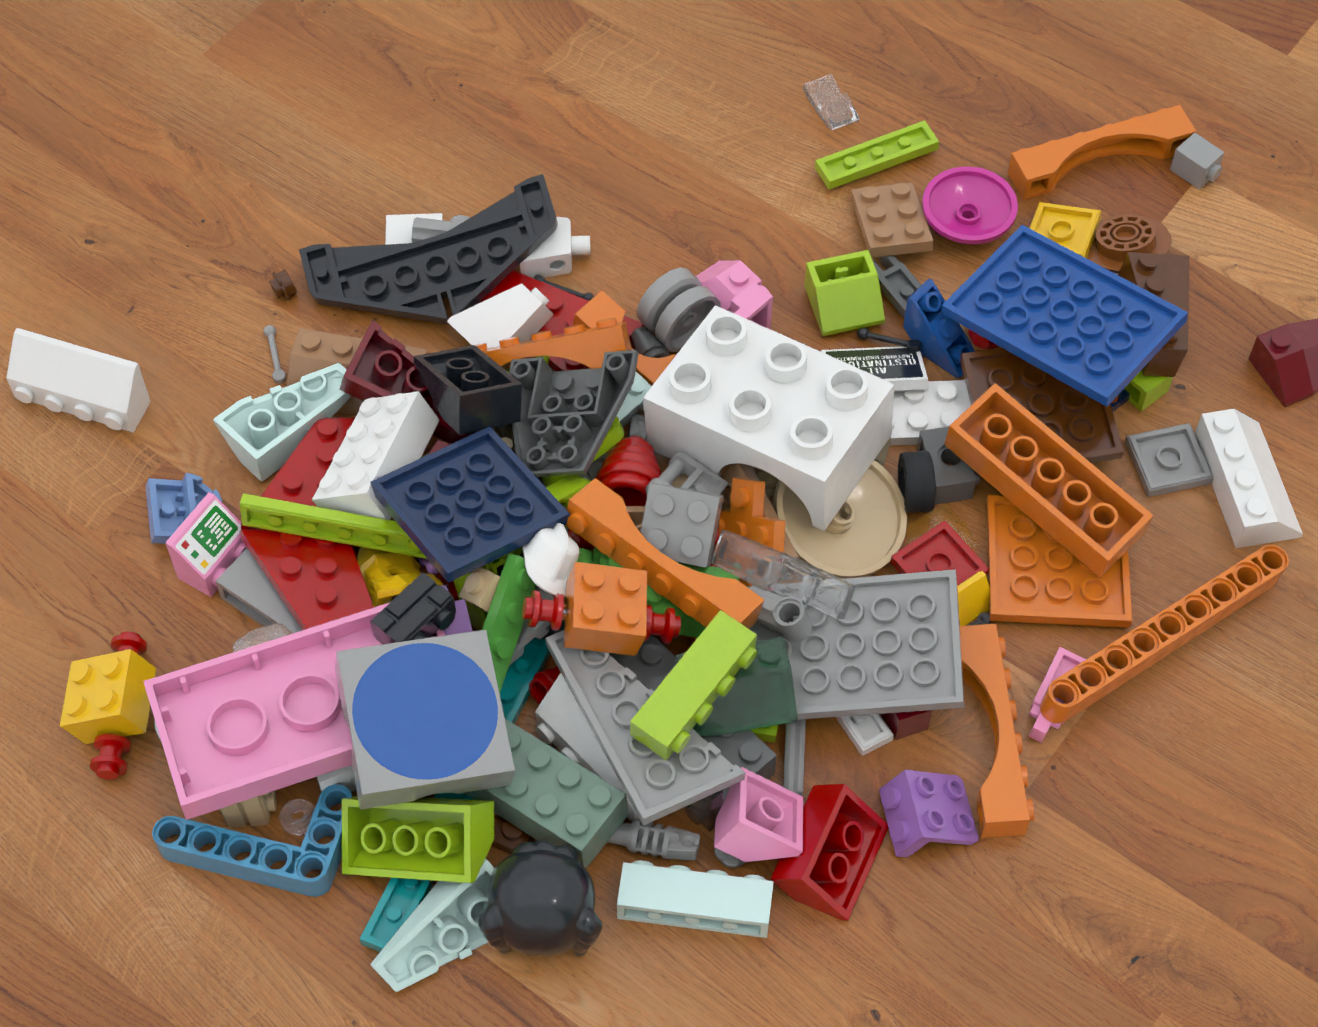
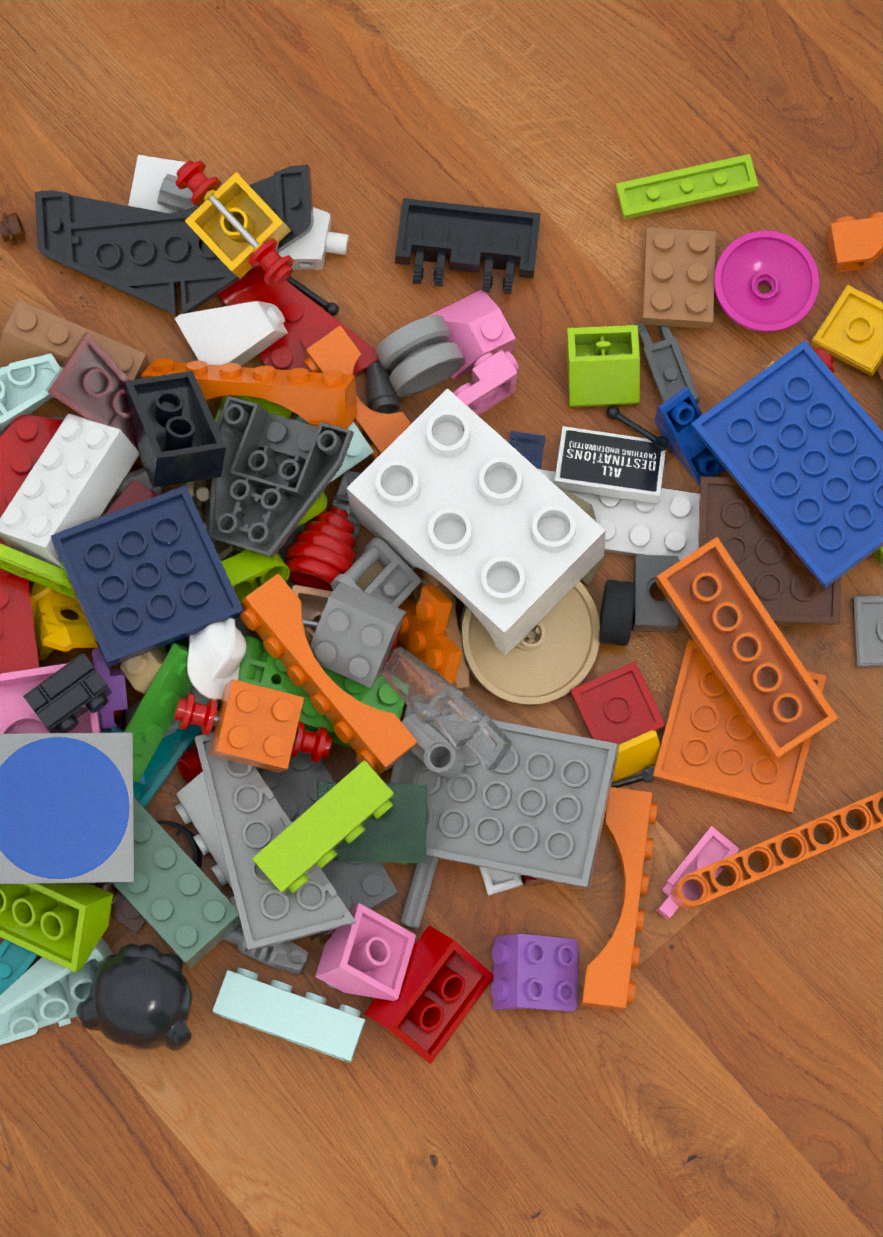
camera: 10 degrees right, 20 degrees up
(489, 222) = (235, 223): none -> yellow brick
(697, 223) = (467, 236): none -> black hinge
(829, 103) = (654, 104): clear slope -> none

